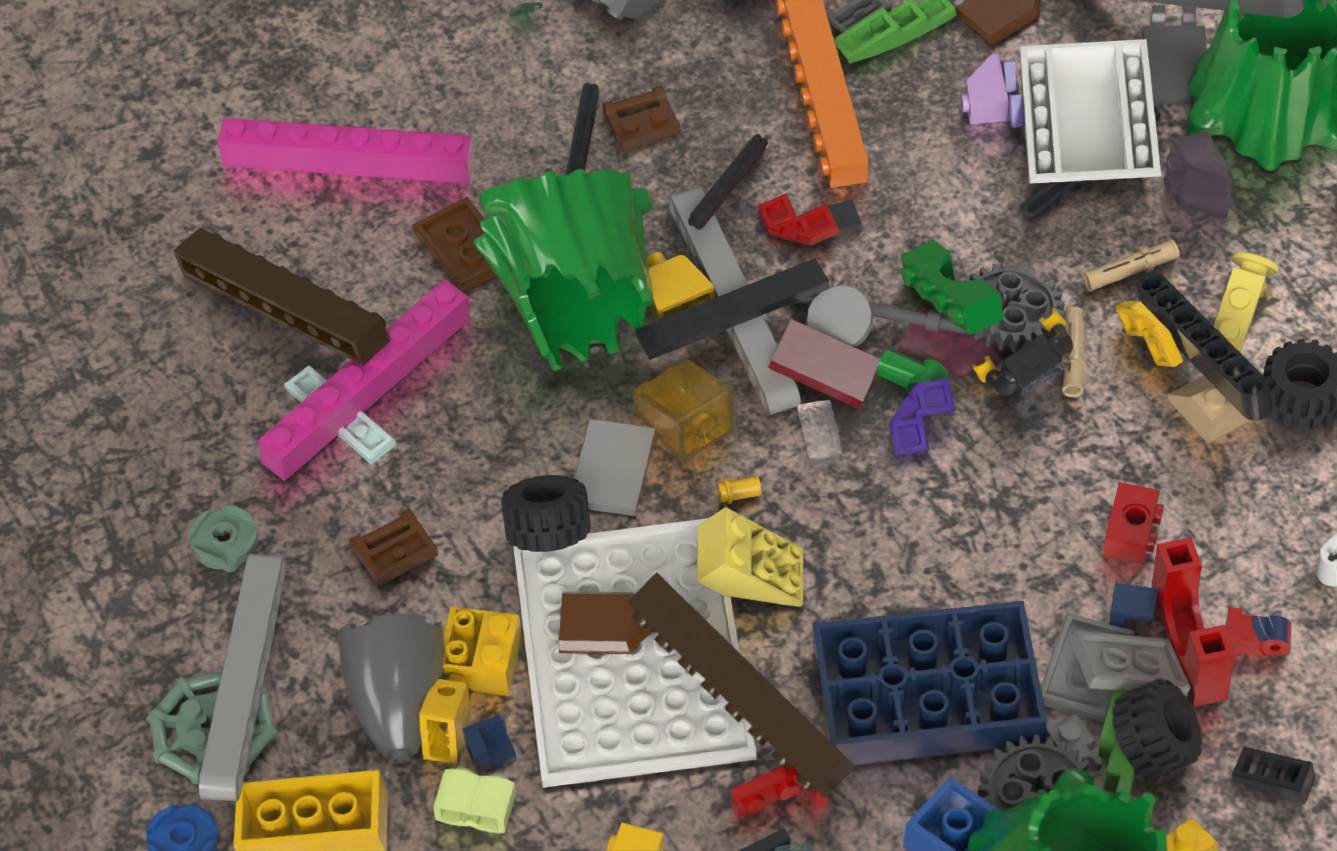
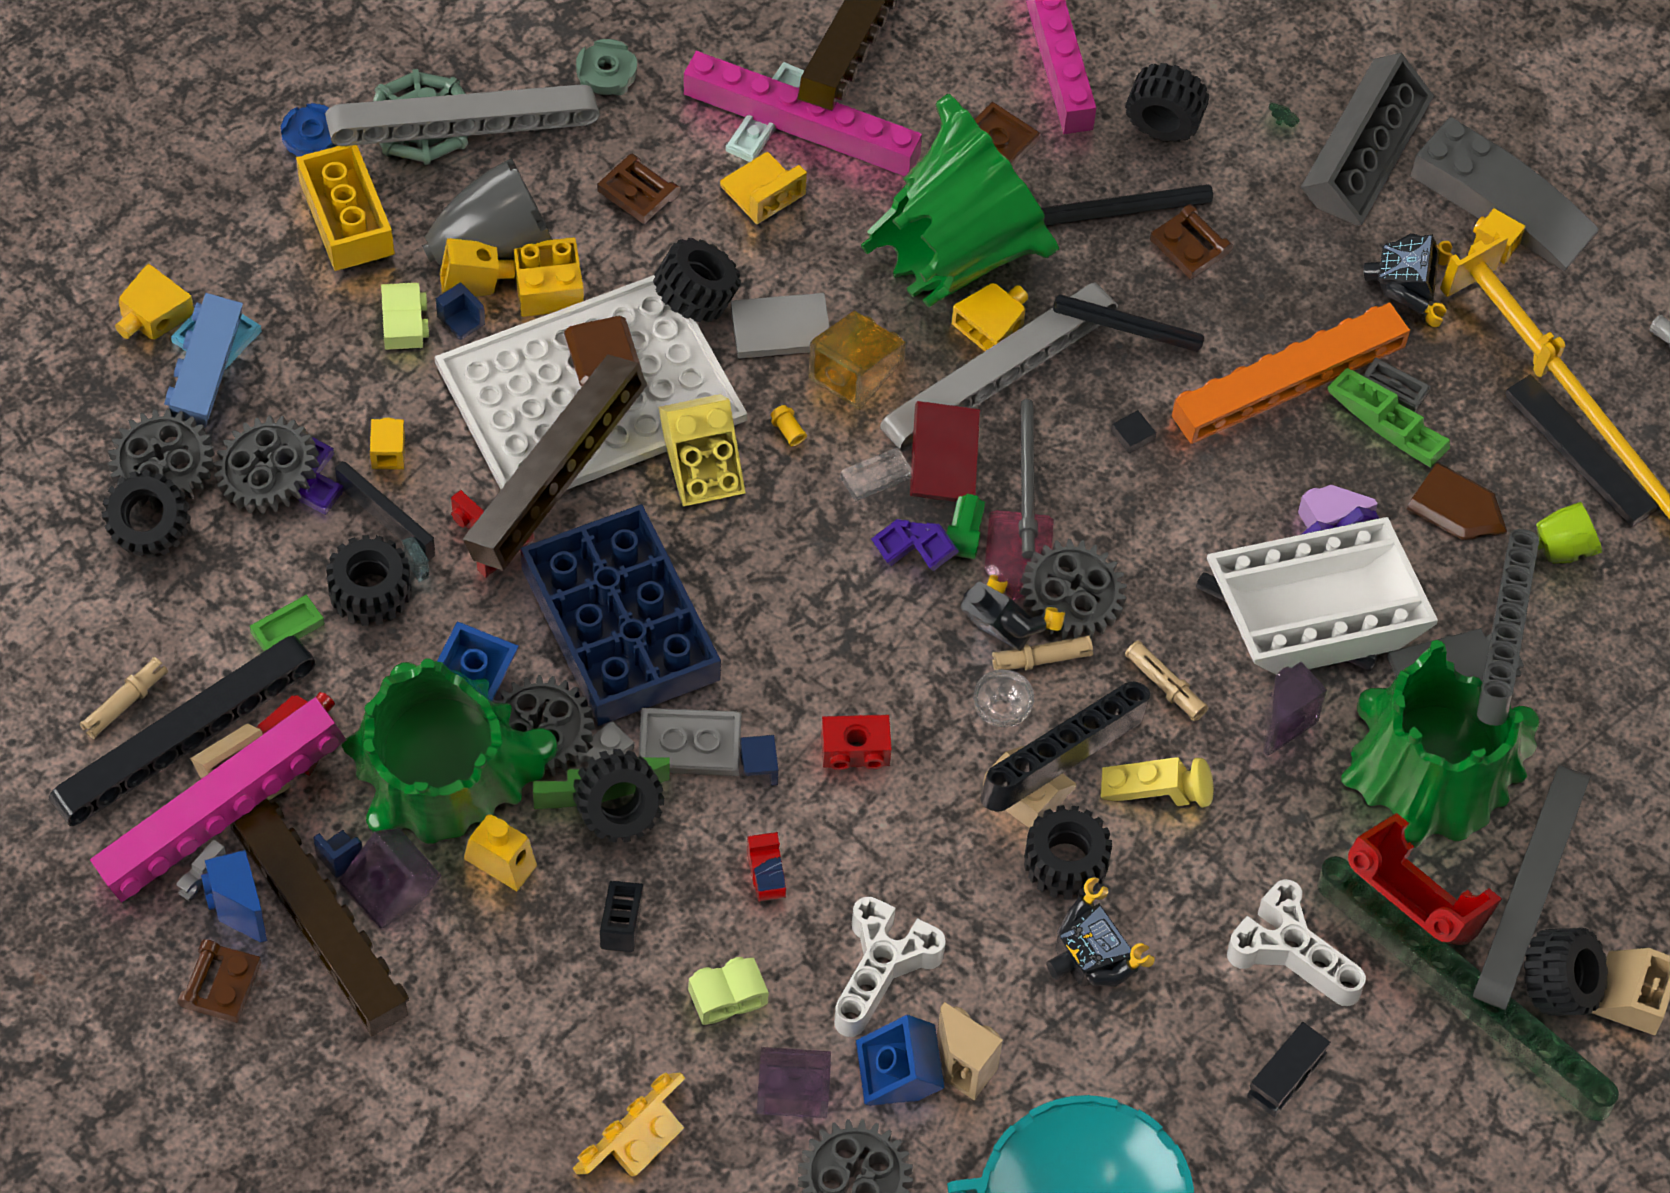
camera: 65 degrees right, 5 degrees up
(439, 437) = (764, 187): none -> yellow bracket
(489, 79) = (1167, 102): none -> black tyre
(732, 308) = (974, 361): black tile -> none
(803, 229) = (1106, 400): red tile -> none
(841, 315) = (1006, 453): light grey tile -> none
(966, 303) = (1084, 511): green arch -> none
(1119, 381) = (1004, 686): none -> clear piece
(1126, 661) = (689, 765): light grey tile -> none
(1141, 322) = (1091, 692): yellow tile -> none
(1202, 651) = (783, 787): red arch -> none

